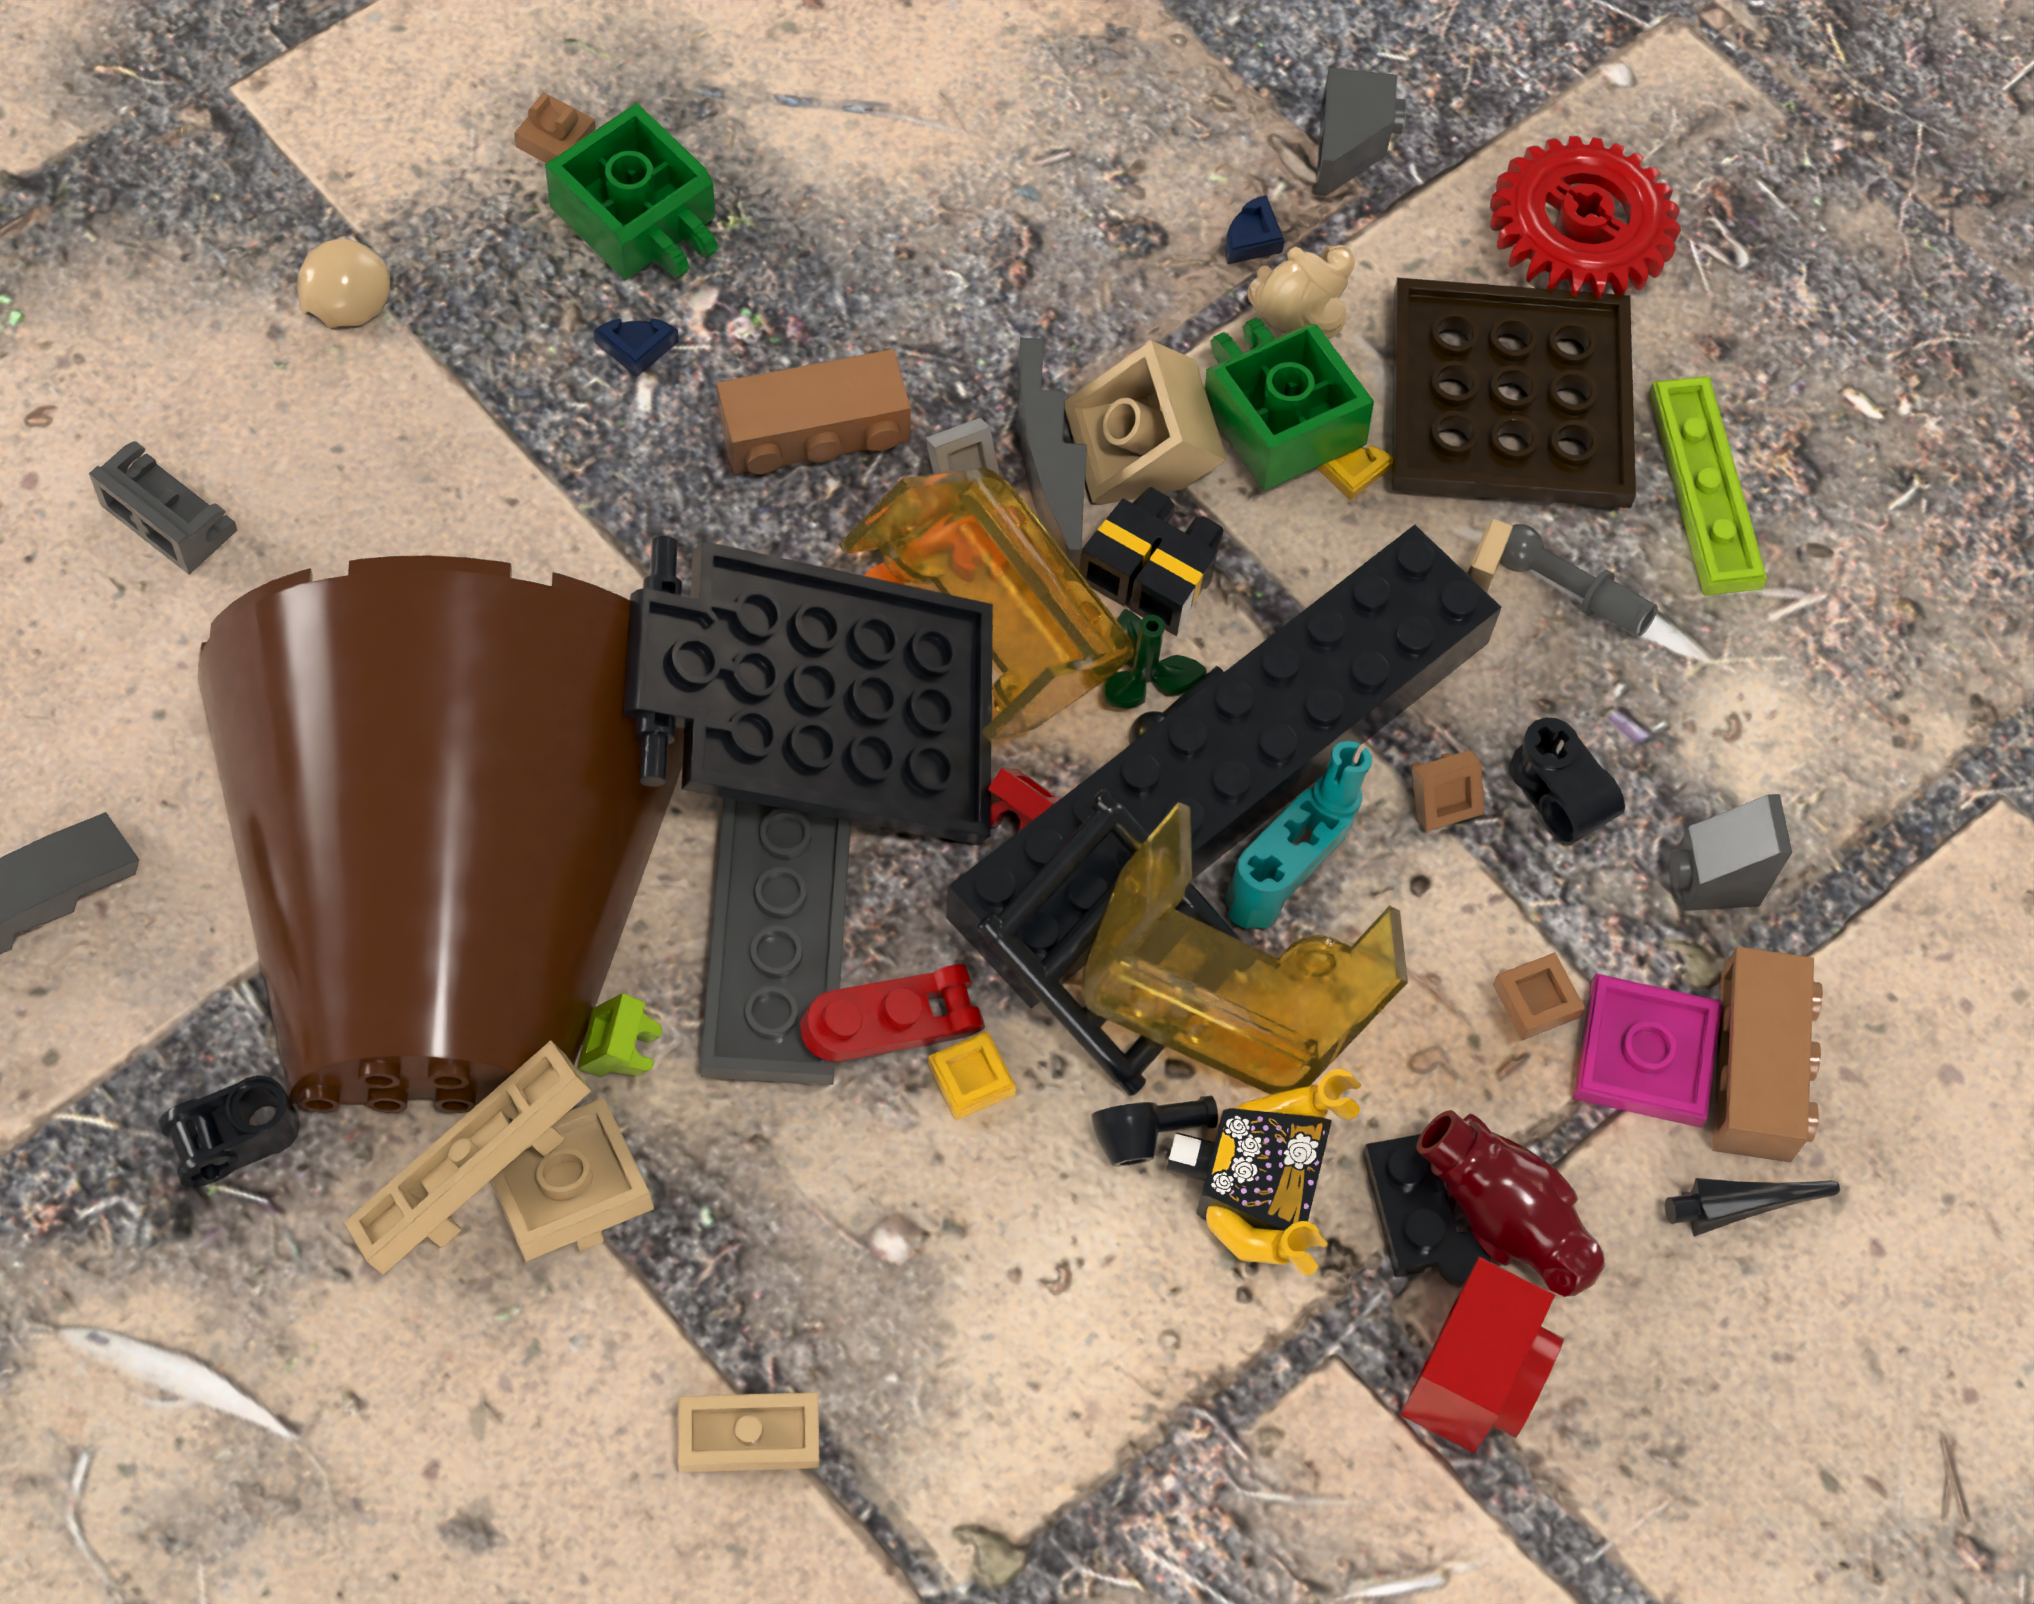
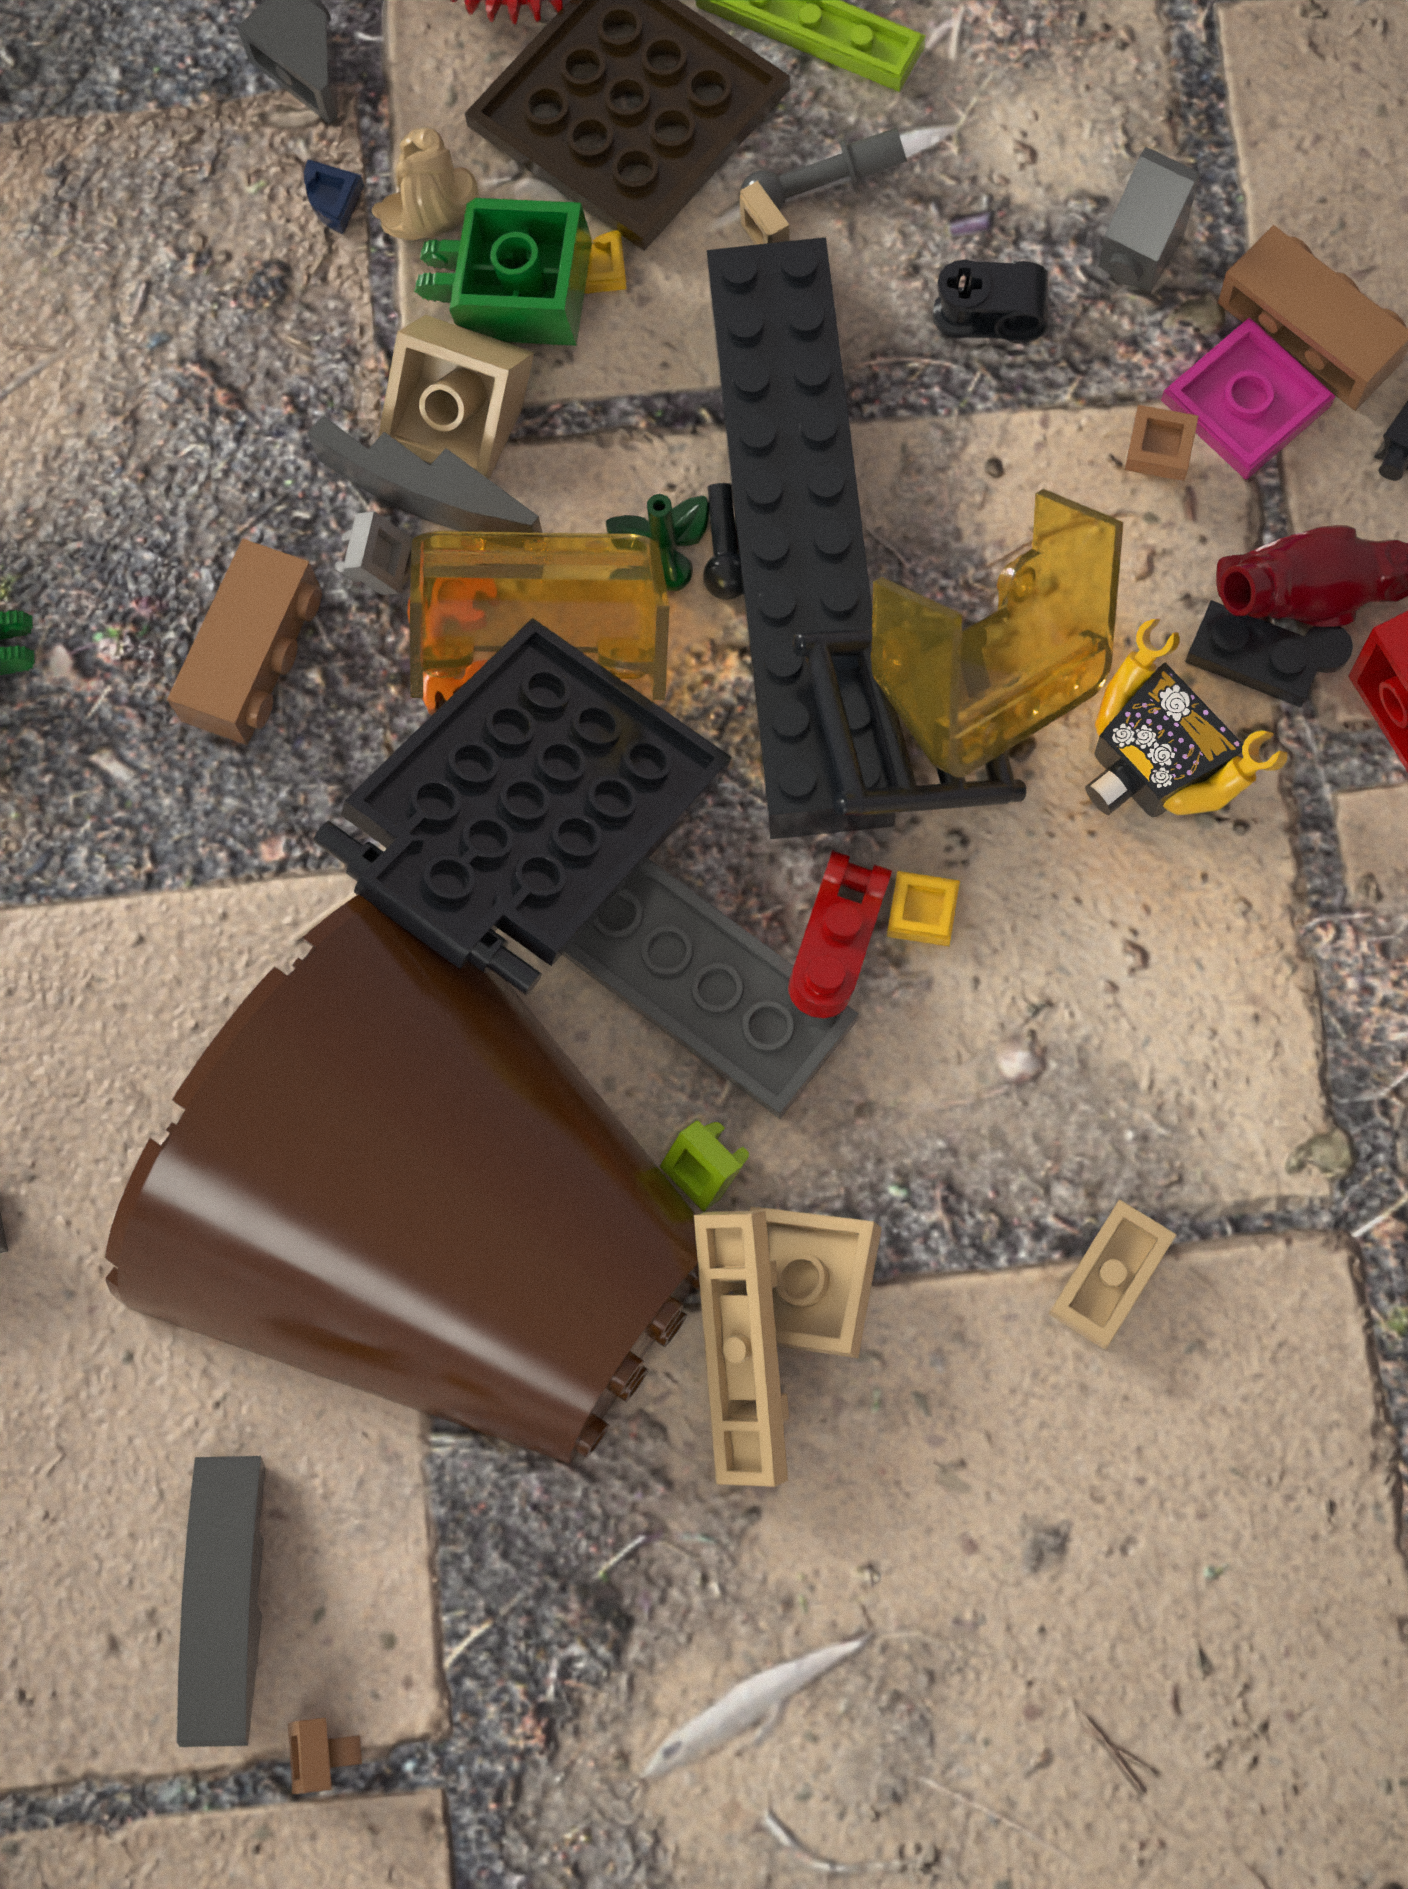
camera: 40 degrees left, 10 degrees up
(225, 1131) = (567, 1533): black piece -> none
(636, 343) = (63, 742): dark blue tile -> none
(1019, 795) = (721, 707): red tile -> none
(1131, 1130) = (1059, 818): black bar -> none
(1150, 559) = (595, 446): black hips -> none
(1276, 868) = (915, 558): teal beam -> none
(1448, 790) = (937, 389): medium nougat tile -> none

